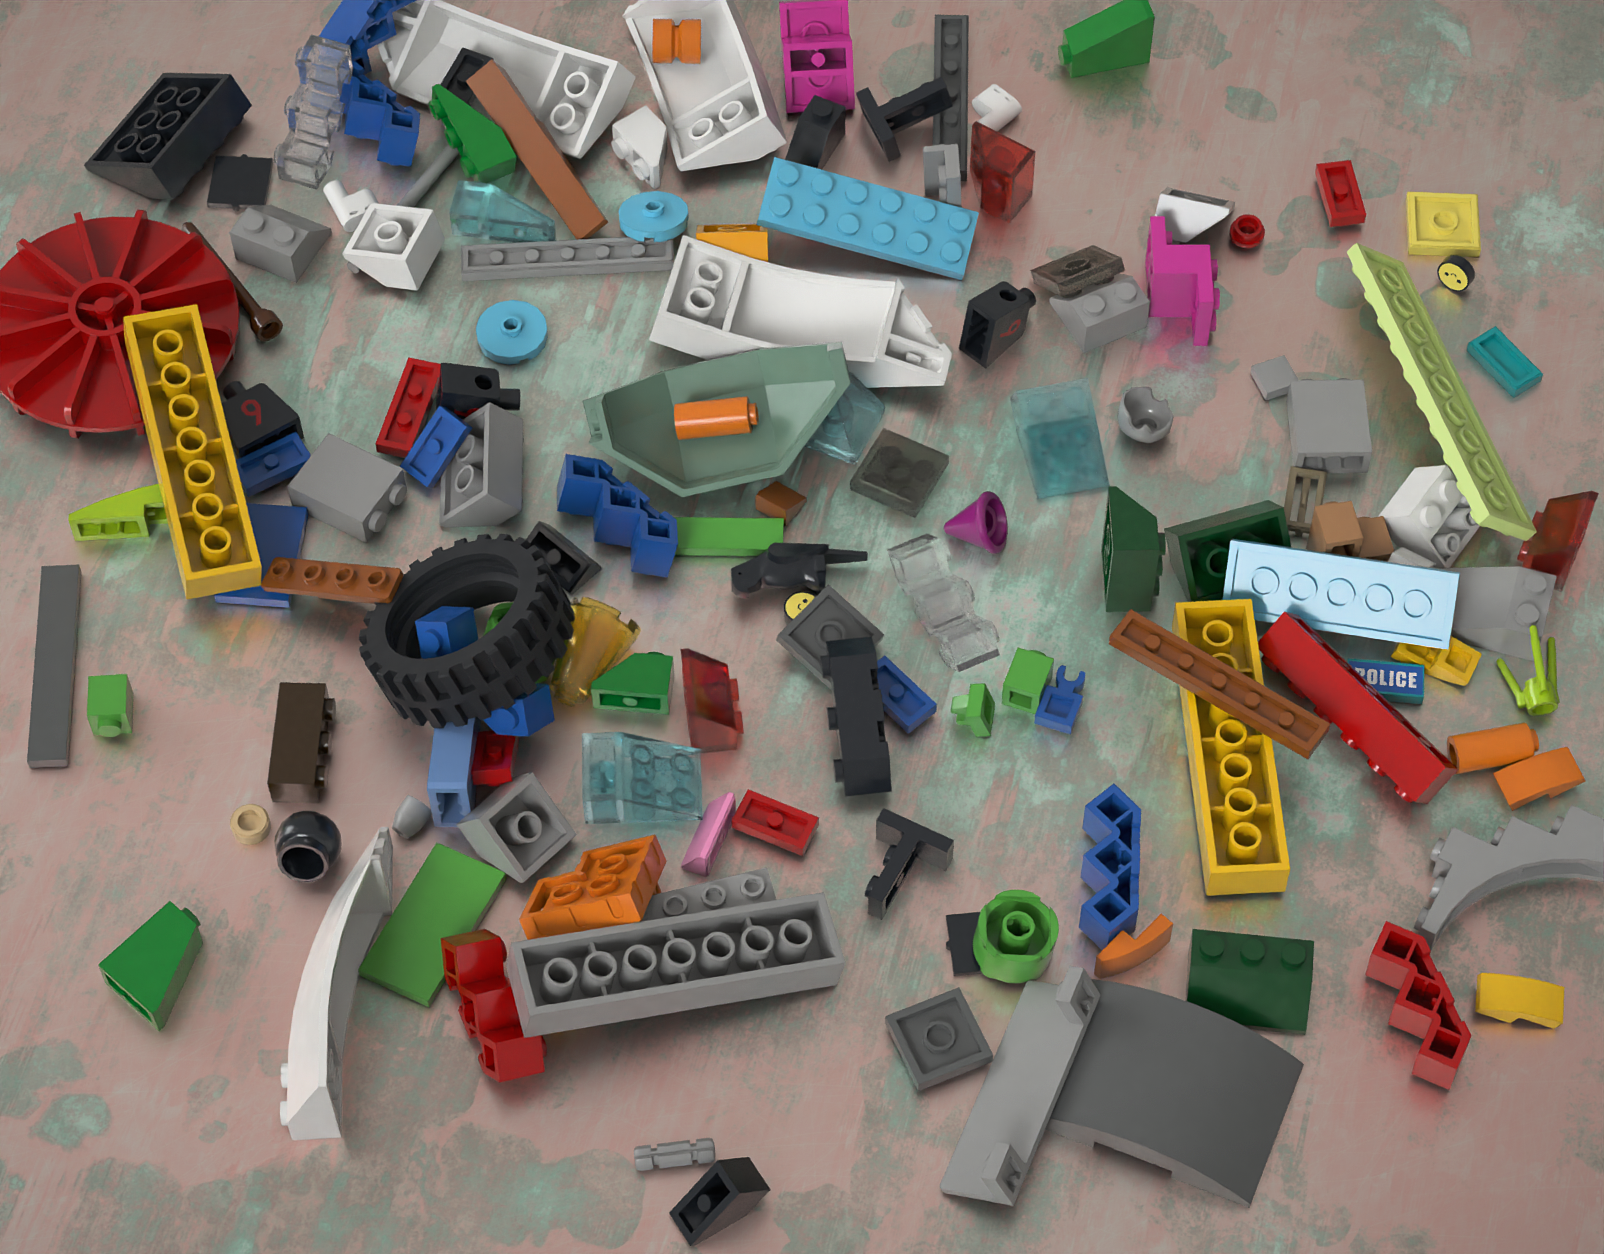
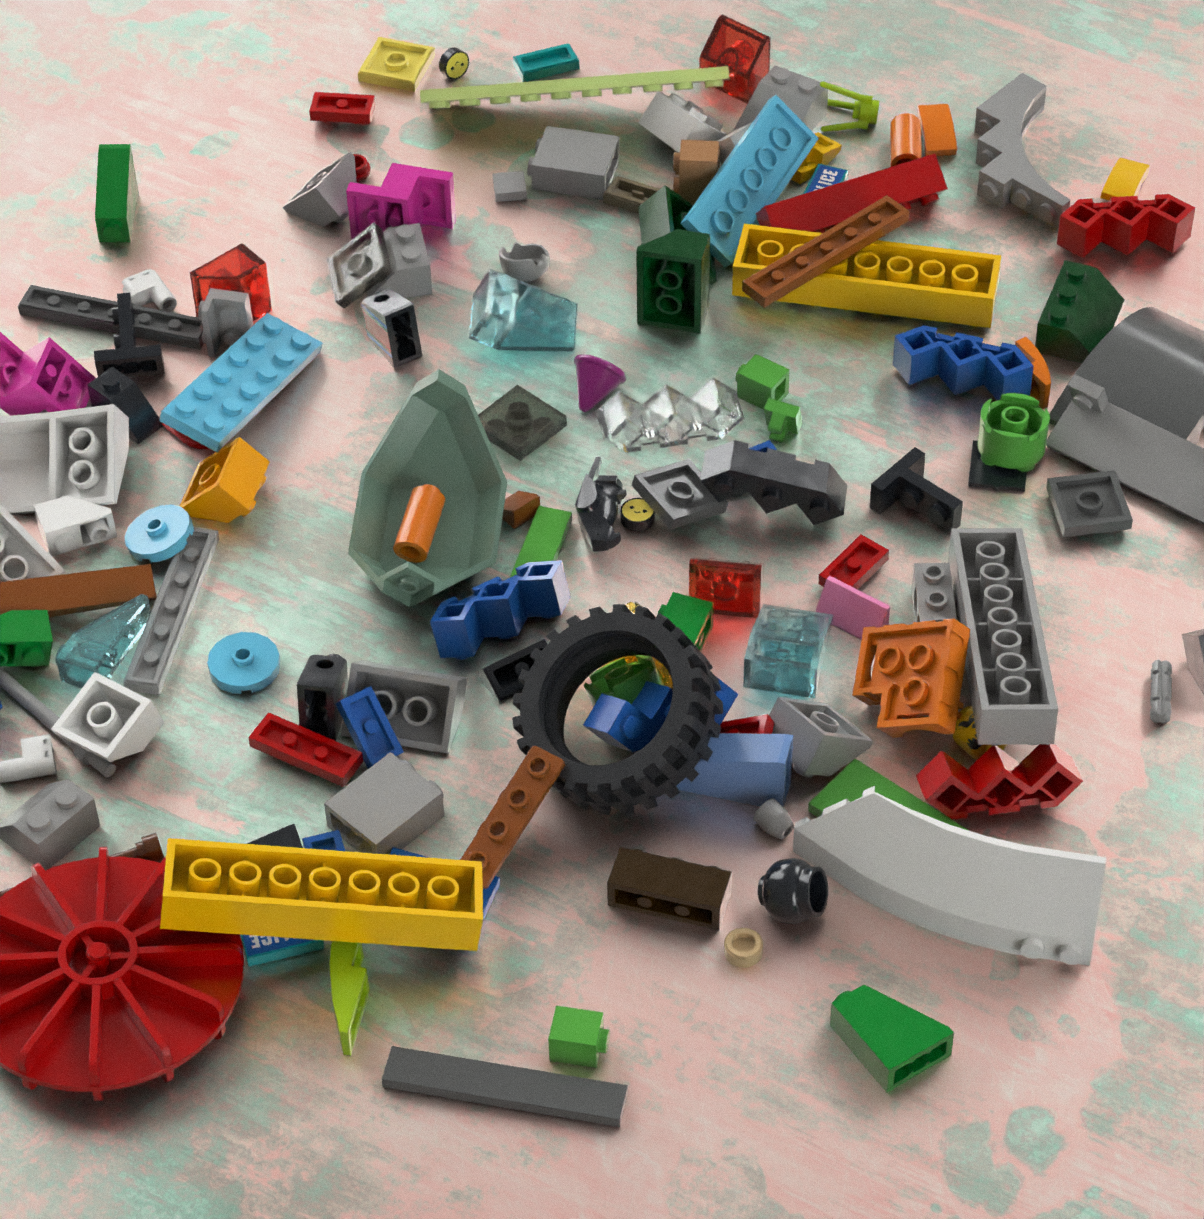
camera: 75 degrees left, 10 degrees down
(737, 304) = (313, 470): white slope -> none
(1061, 703) = (801, 370): blue plate -> none

